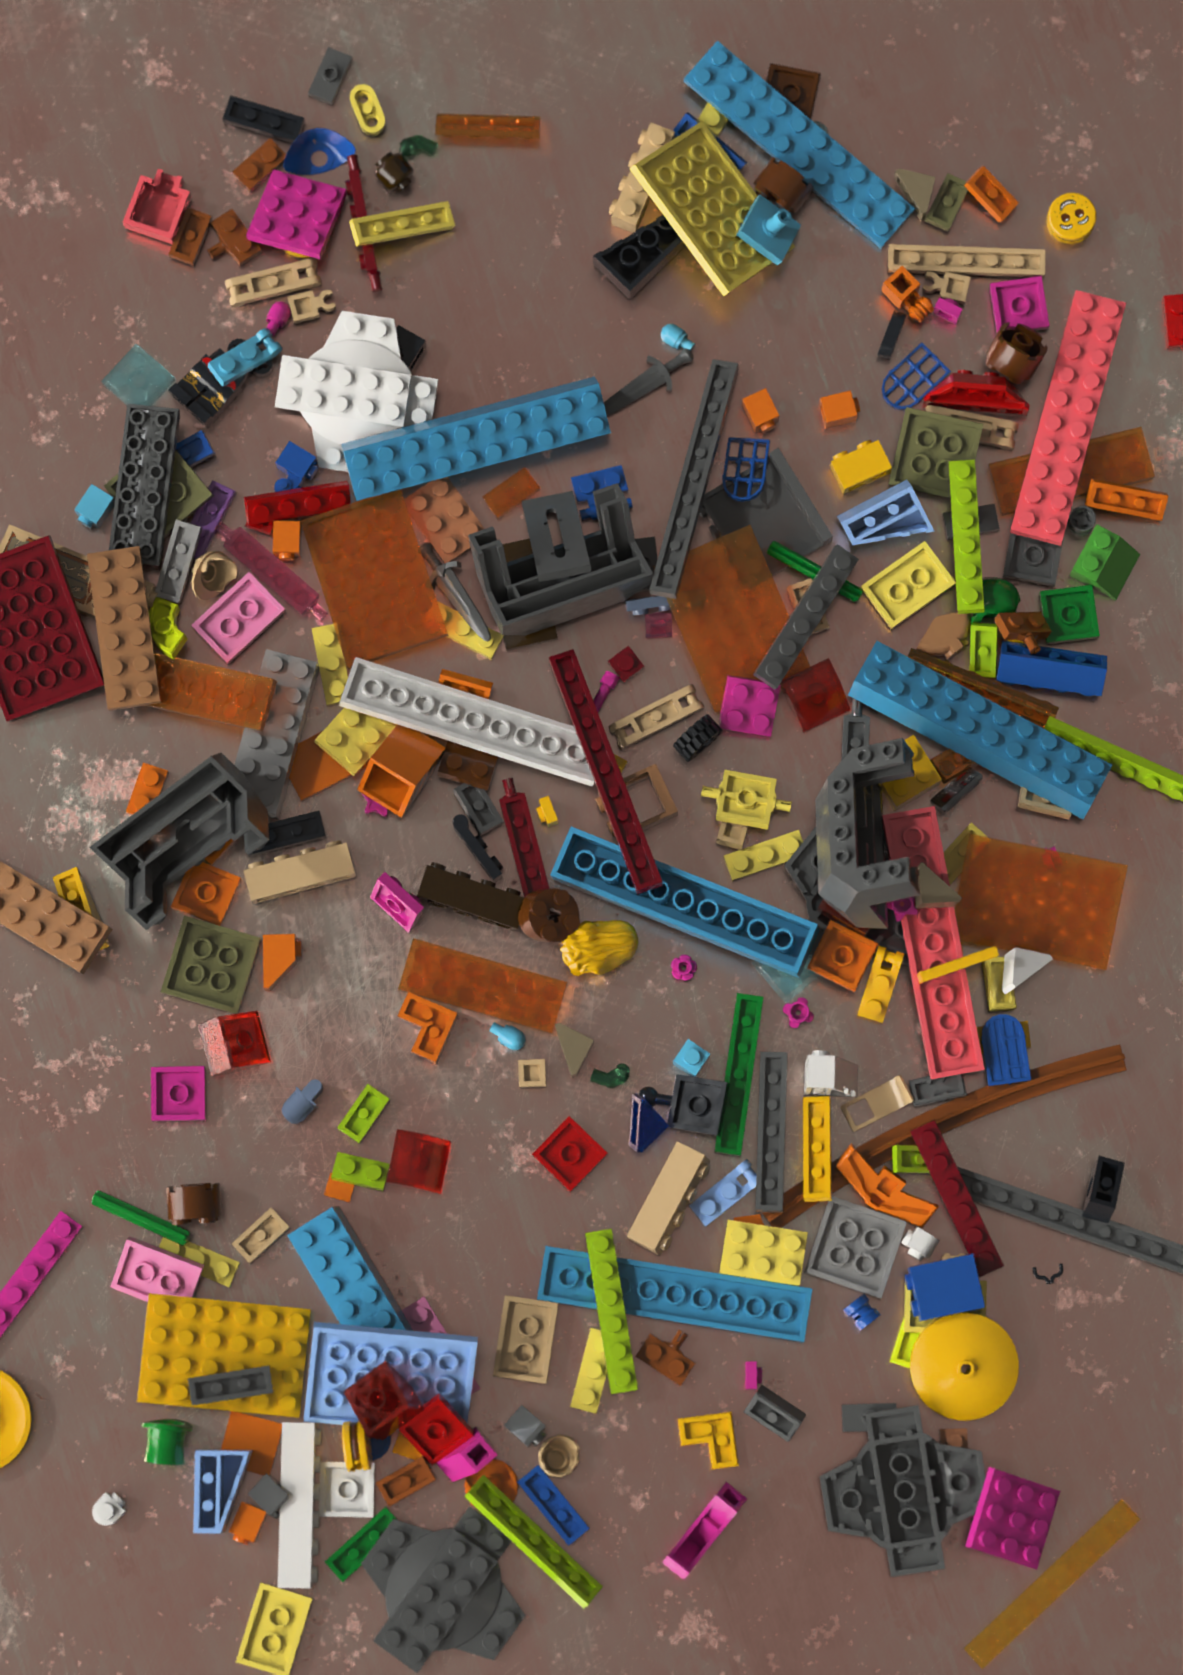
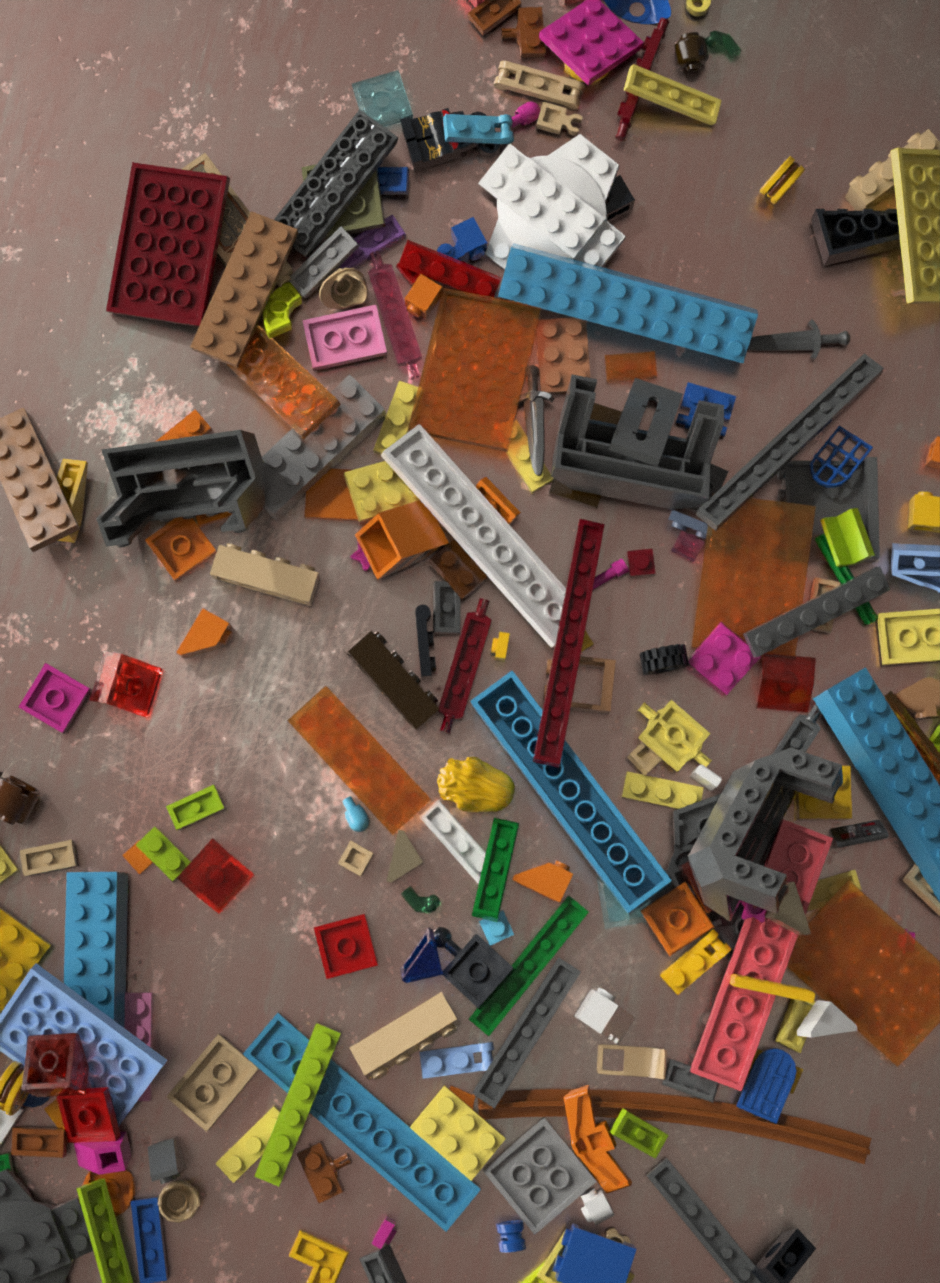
camera: 30 degrees right, 0 degrees up
(94, 507) = (282, 180): medium azure brick -> none
(210, 965) = (147, 608): olive plate -> none
(293, 832) = (278, 537): black plate -> none
(302, 1103) = (150, 767): sand blue arm -> none
(397, 902) = (331, 652): dark pink plate -> none
(436, 1025) = (299, 769): orange panel -> none
(487, 125) = (783, 54): clear orange plate -> none
(547, 244) = (782, 180): none -> yellow head
(552, 901) = (443, 721): reddish brown brick -> none
(620, 1007) = (455, 838): none -> white tile
(656, 716) = (640, 621): tan plate -> none
(660, 1008) = (495, 869): none -> green tile
(676, 337) = (844, 318): medium azure cylinder -> none
(690, 964) = (543, 846): dark pink plate -> none
(710, 991) = (548, 880): none -> orange slope
(760, 411) = (879, 419): orange brick -> none
(794, 535) = (847, 538): none -> lime panel
(795, 819) = (705, 777): none -> white tile
(801, 1005) = (616, 937): dark pink plate -> none
(817, 1149) = (556, 1071): yellow plate -> none
(951, 765) = (867, 810): clear orange plate -> none
(956, 1197) = (652, 1187): dark red plate -> none

